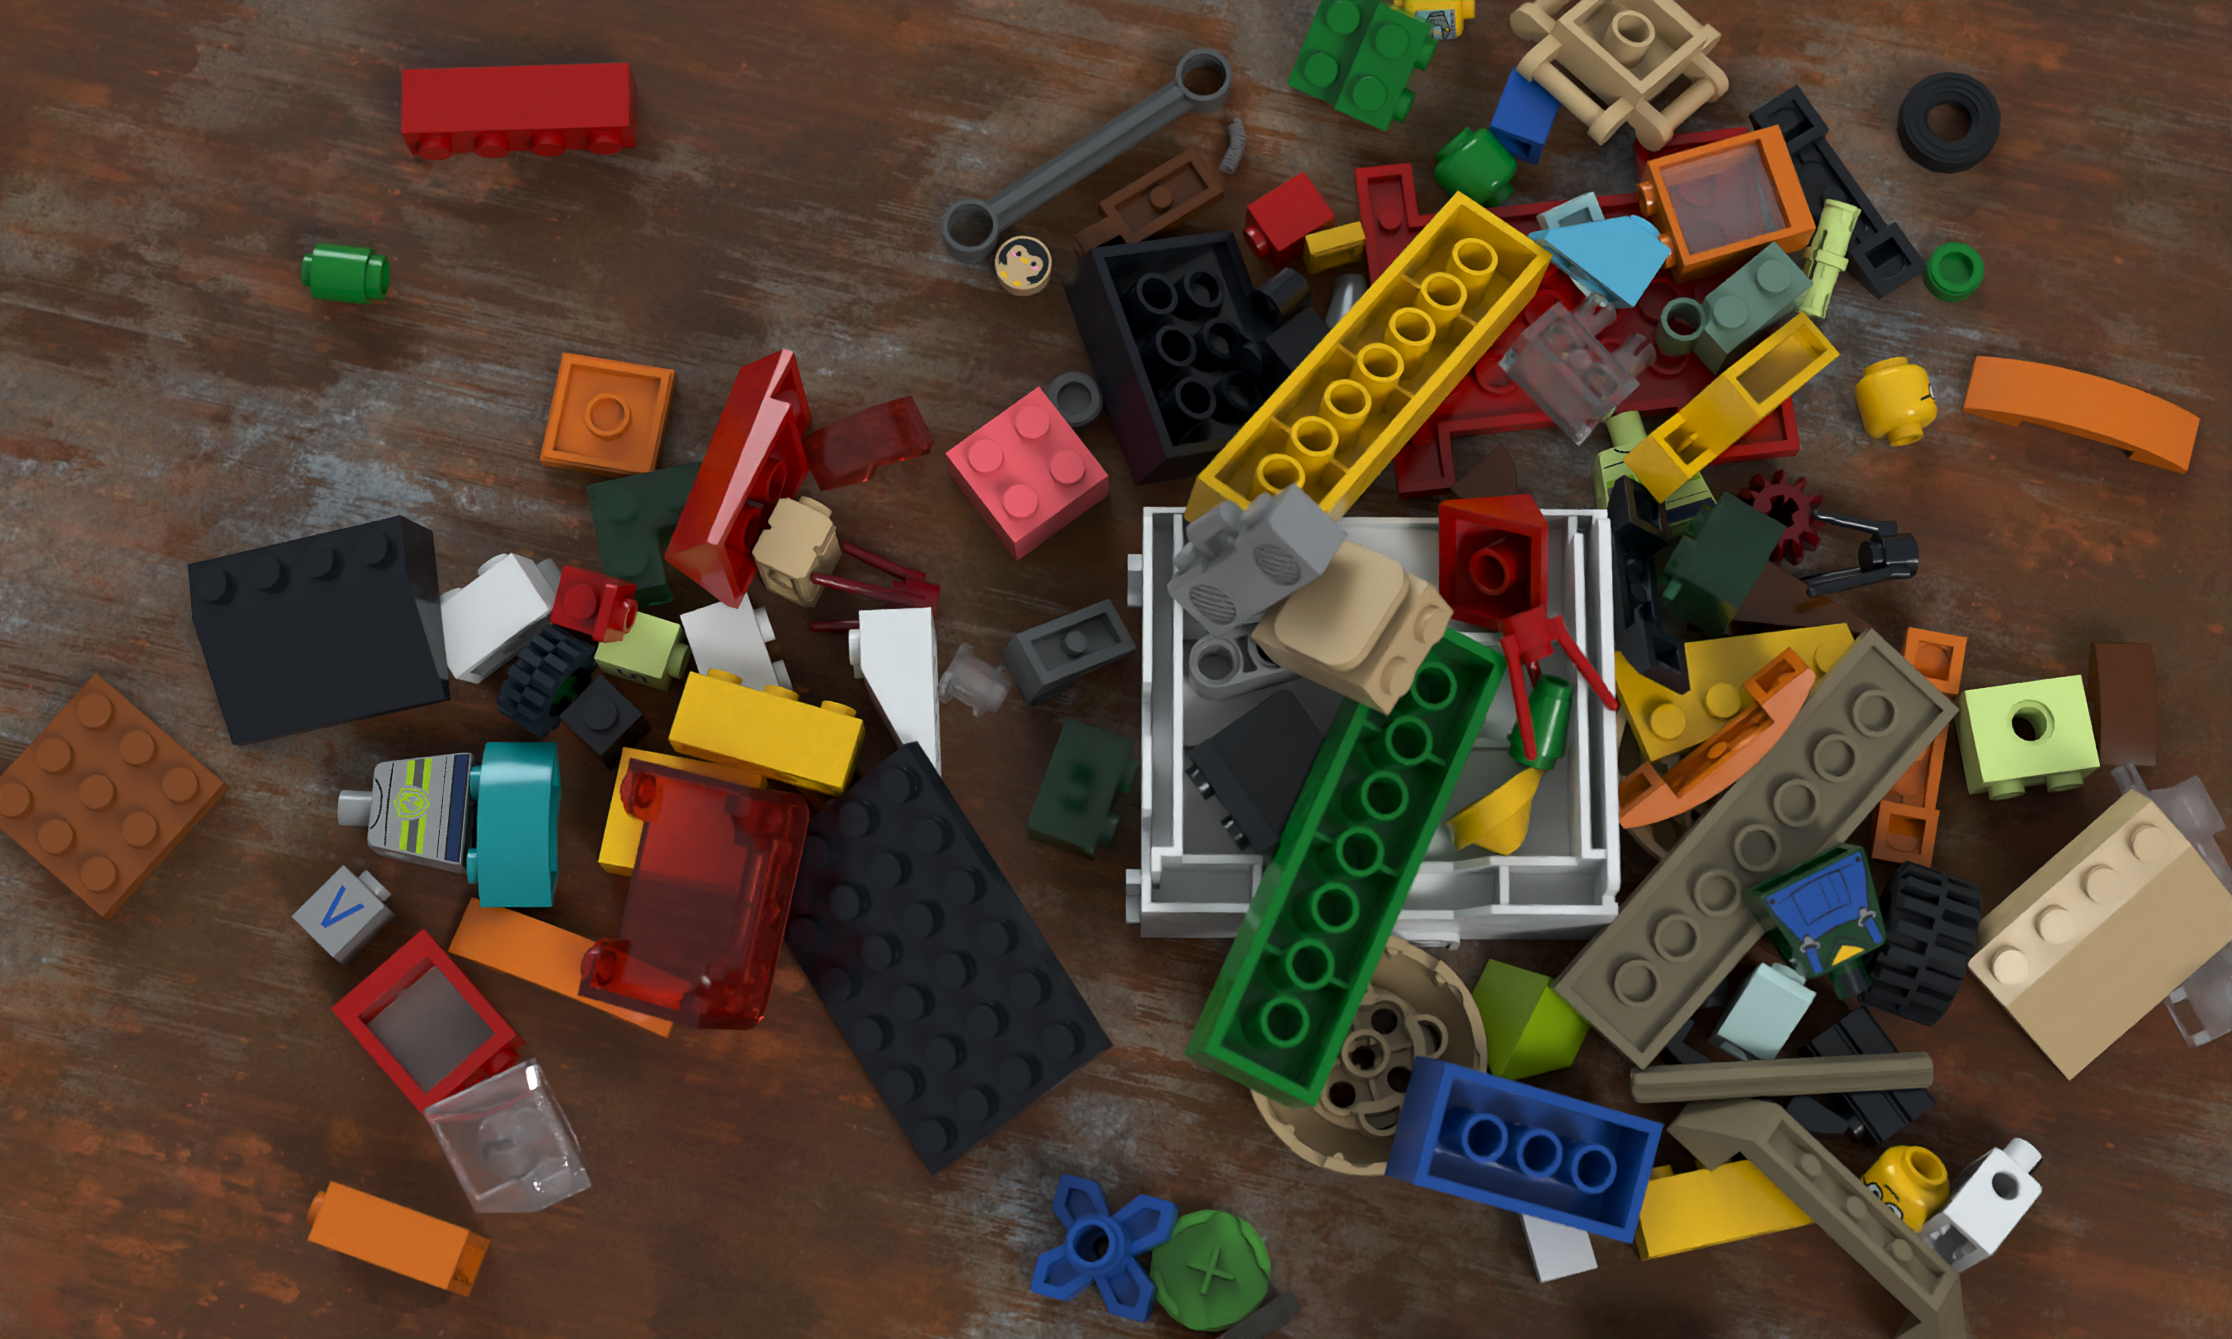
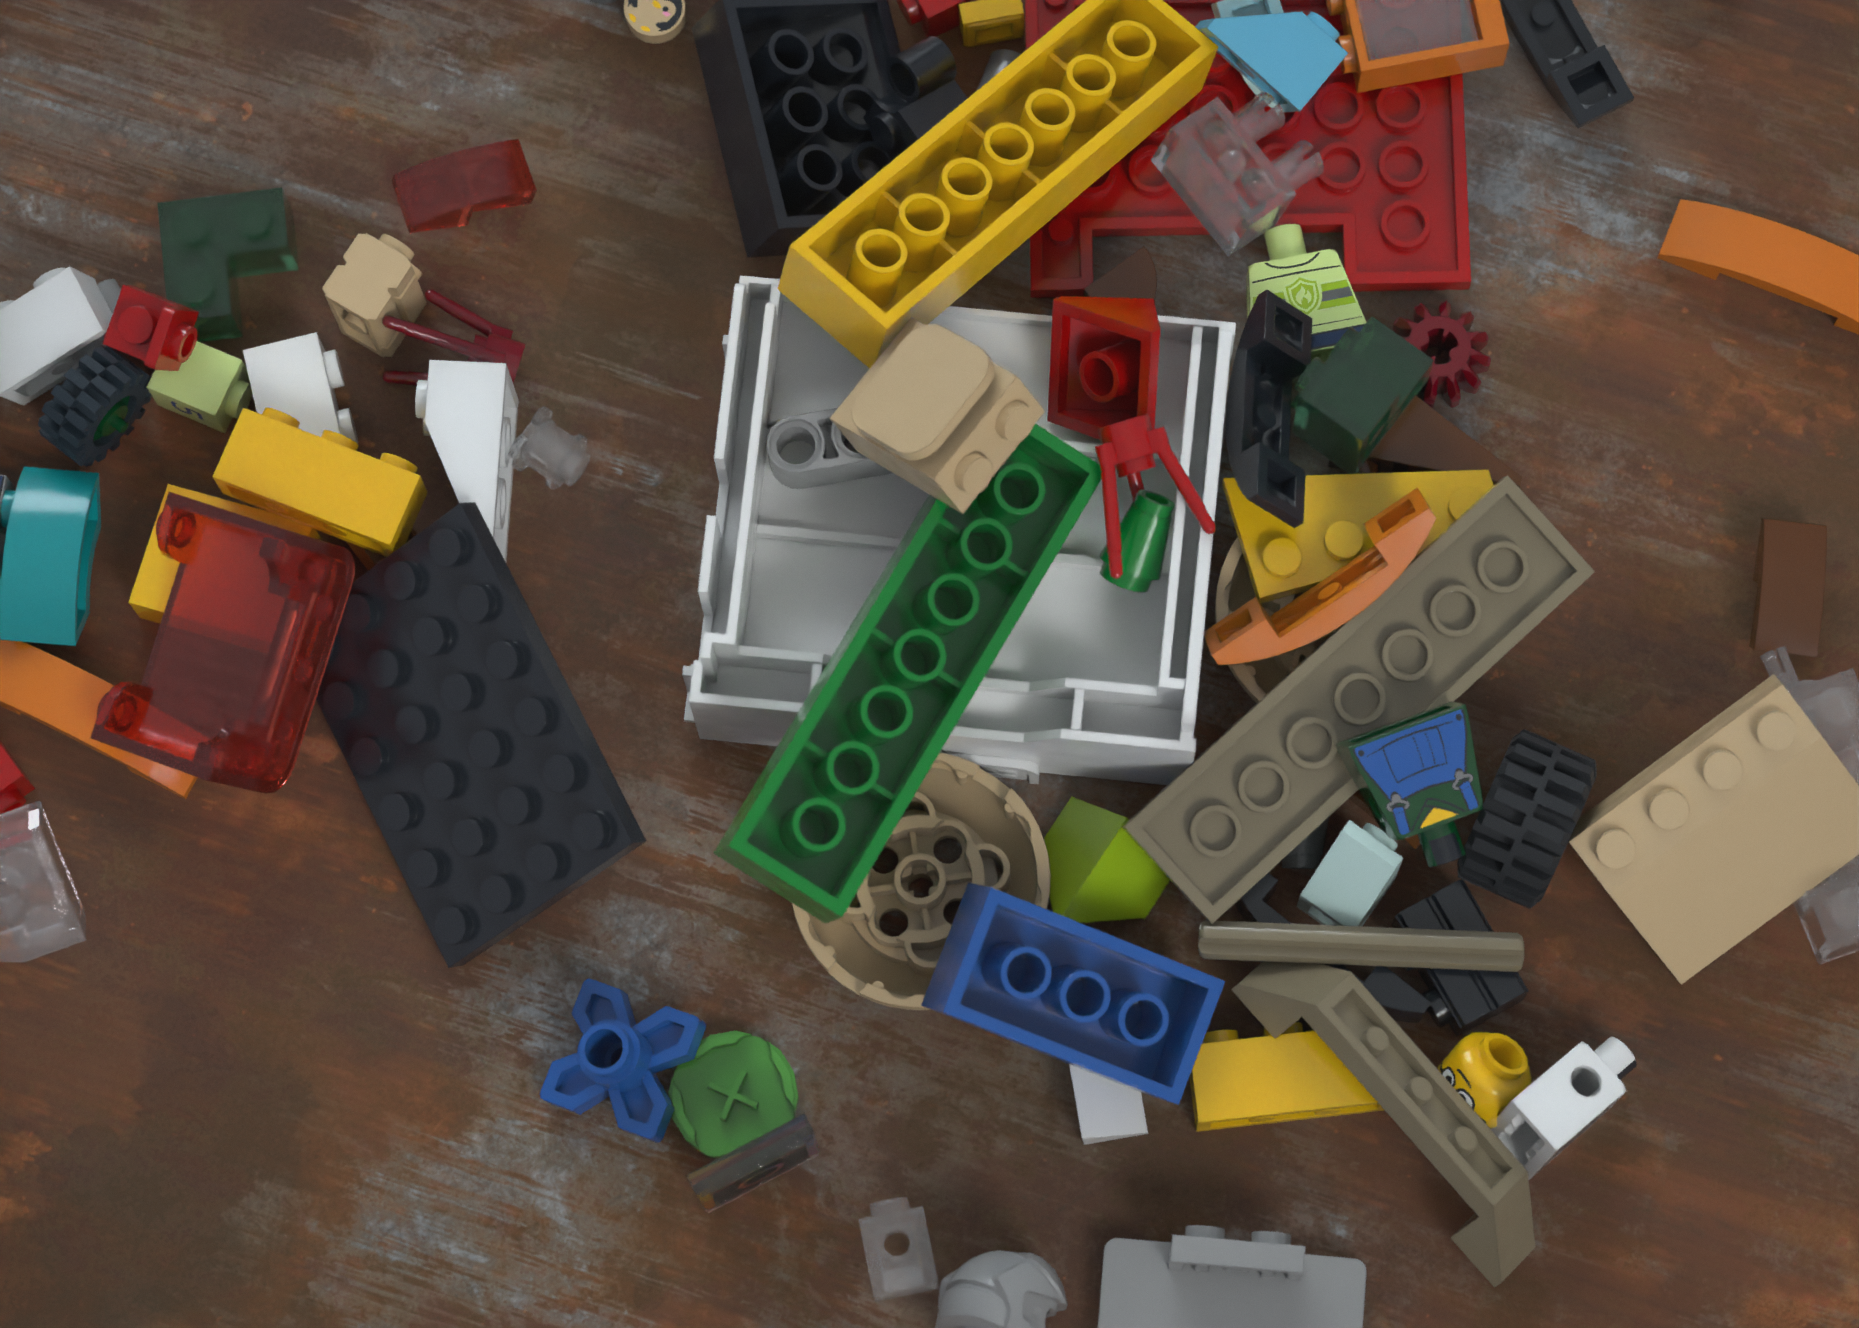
camera: 10 degrees right, 0 degrees up
(605, 721) = (152, 456): black brick -> none
(607, 416) = (191, 132): orange tile -> none
(744, 474) = (331, 196): red slope -> none
(1027, 473) = (632, 233): coral brick -> none
(1061, 651) = (642, 427): dark grey plate -> none
(1077, 399) = (693, 162): dark grey tile -> none
(1082, 789) = (650, 577): clear green brick -> none
(1252, 557) = (840, 338): light grey piece -> none
(1258, 769) = (829, 562): black bracket -> none
(1498, 818) = (1083, 635): yellow piece -> none
(1730, 406) = (1395, 227): yellow slope -> none
(1737, 310) = (1416, 125): sand green hinge -> none
(1827, 255) = (1523, 78): yellowish green pin -> none
(1880, 559) = (1546, 407): black plant -> none
(1895, 401) = (1582, 239): yellow head -> none
(1906, 816) = (1547, 656): orange slope -> none
(1953, 272) = (1666, 106): green tile -> none
(2004, 763) = (1651, 639): yellowish green brick -> none

